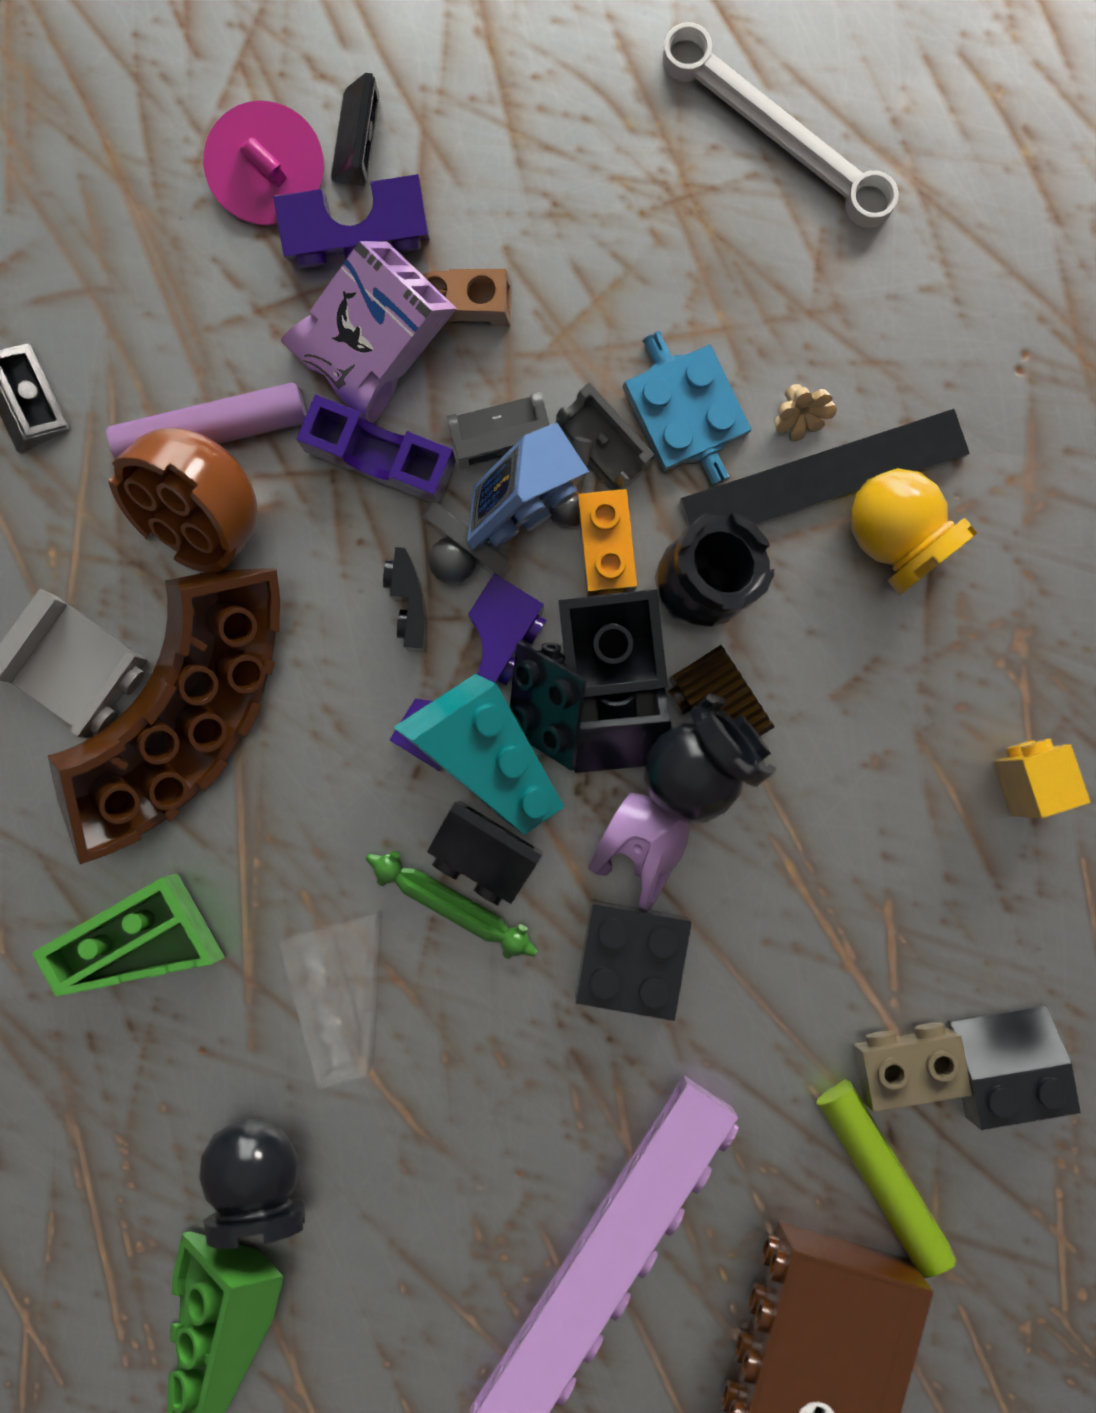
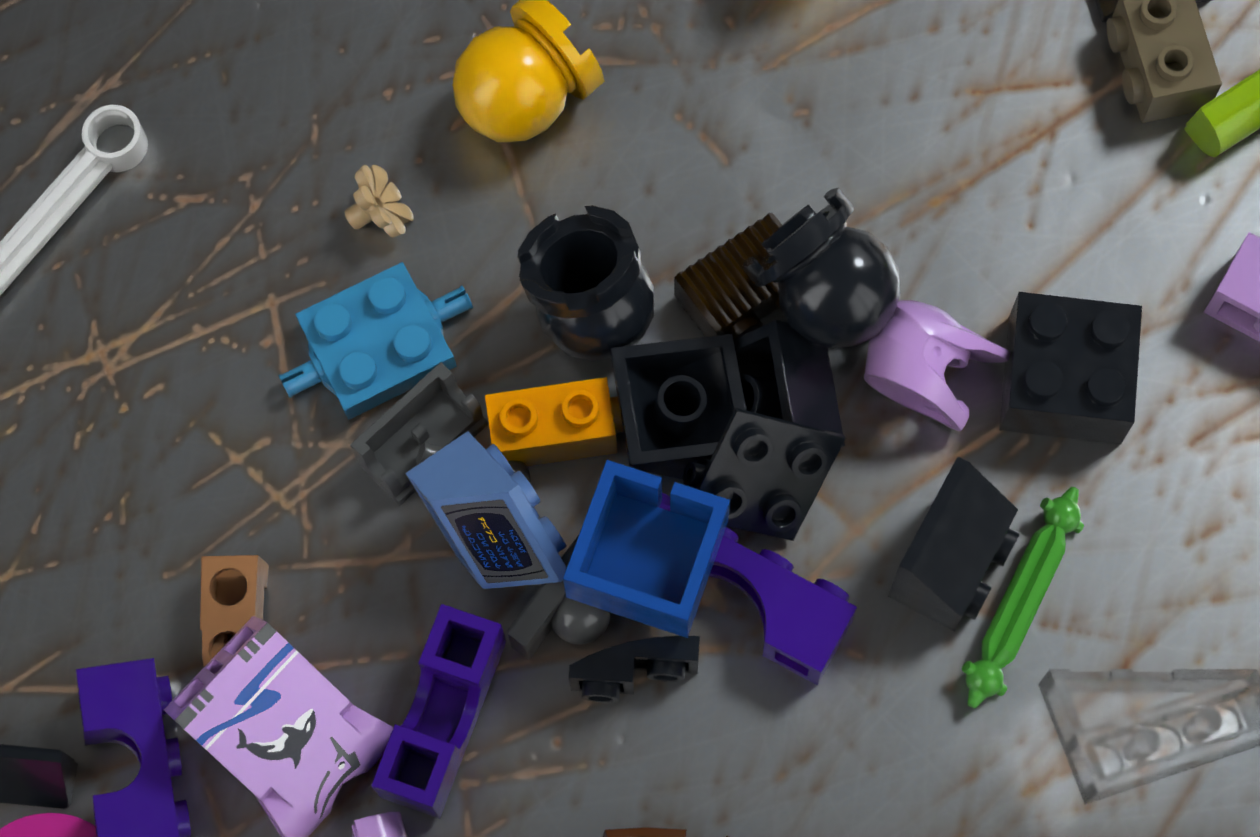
camera: 90 degrees left, 15 degrees down
(479, 605) = (643, 557): none -> blue piece
(485, 750) = (828, 543): teal wedge -> none
(493, 431) = (404, 562): dark grey hinge -> none
(832, 472) = (458, 180): black tile -> none

